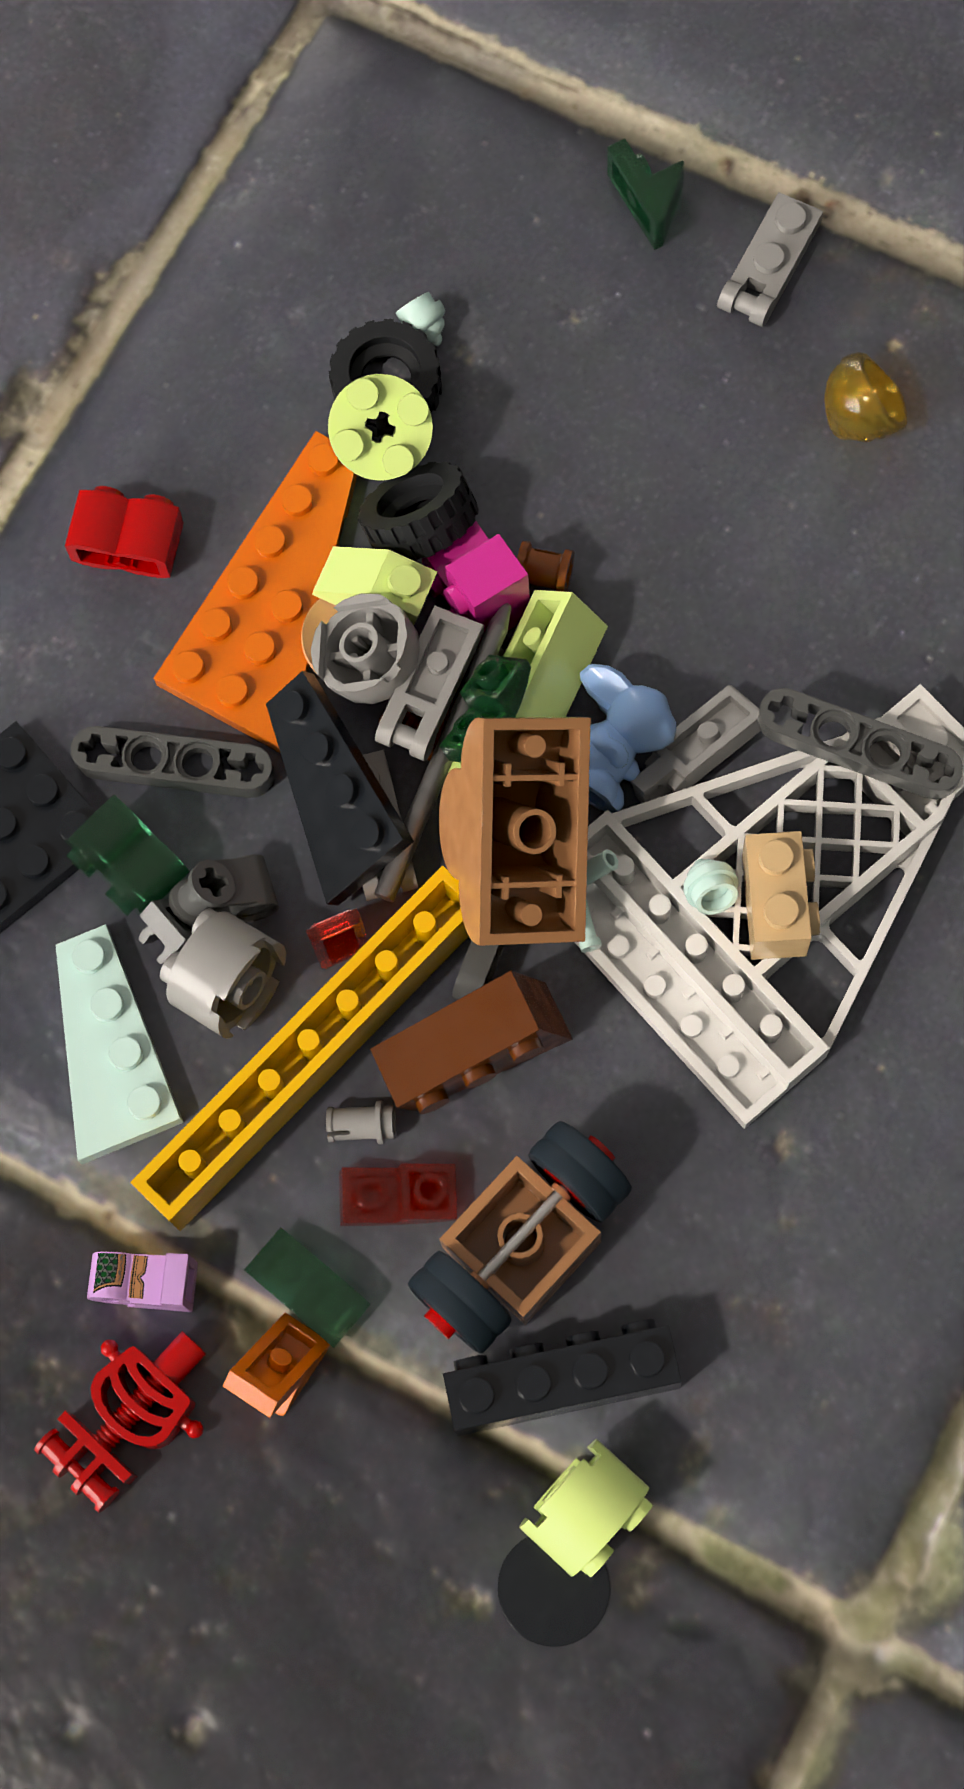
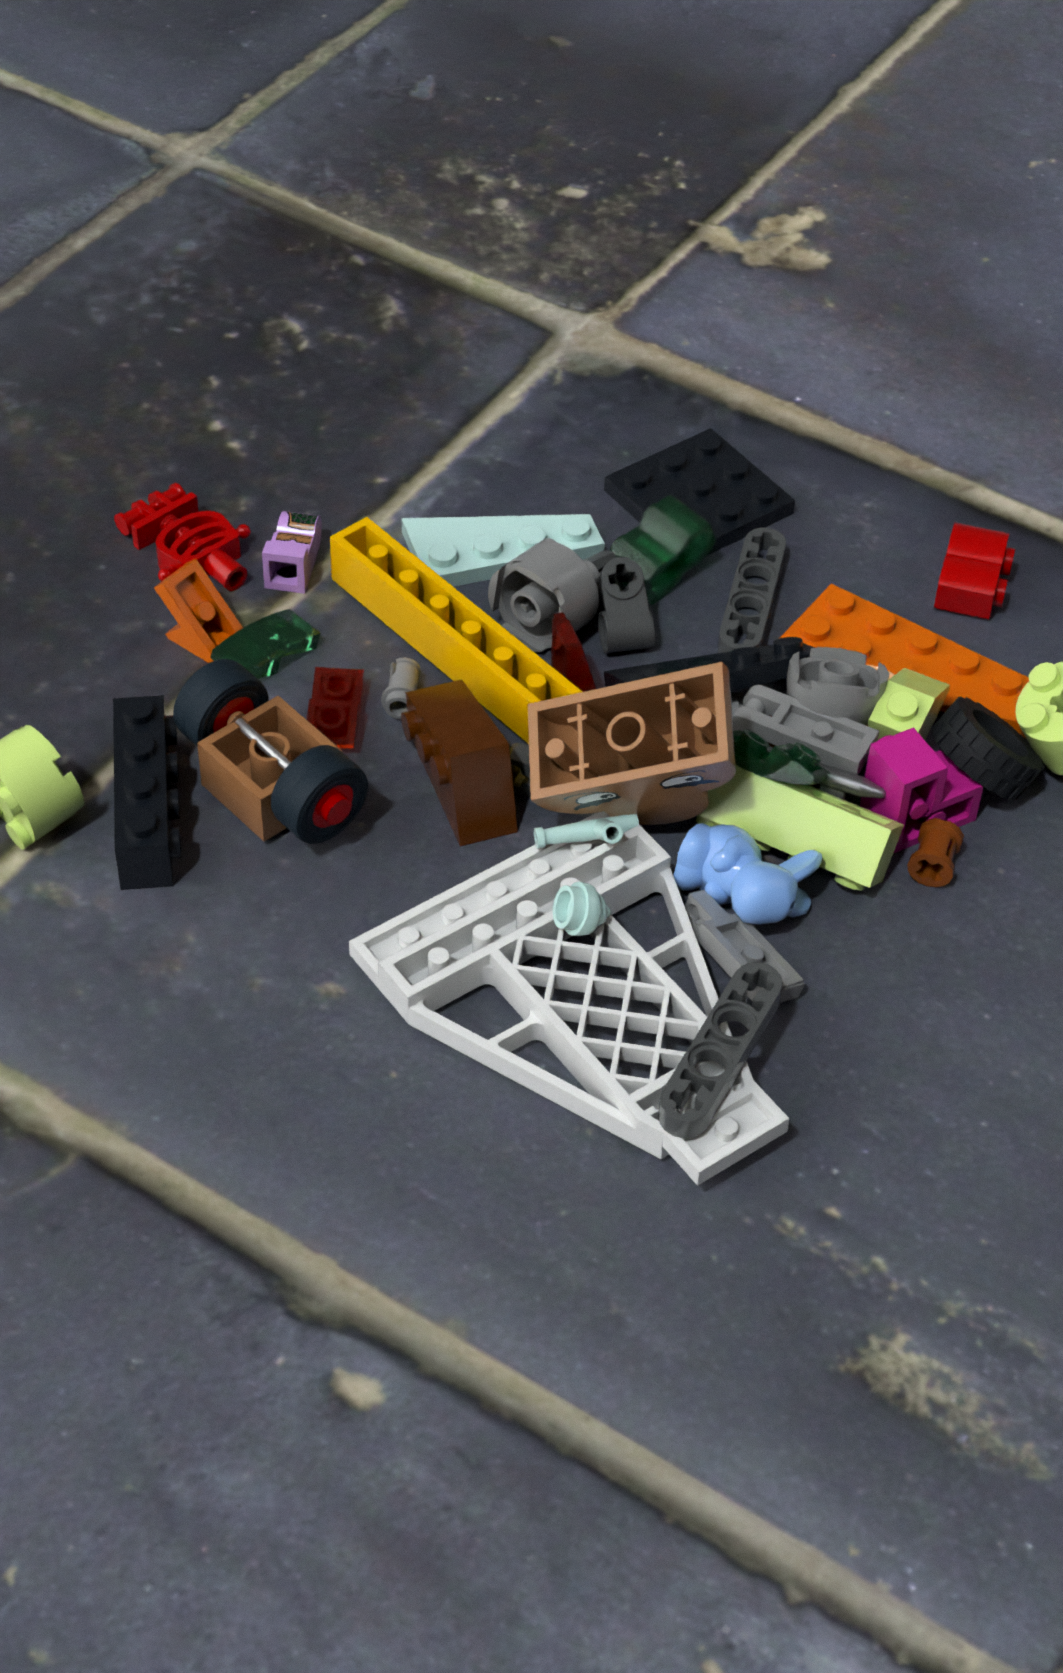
camera: 85 degrees right, 25 degrees down
(777, 895) = (560, 949): tan brick -> none

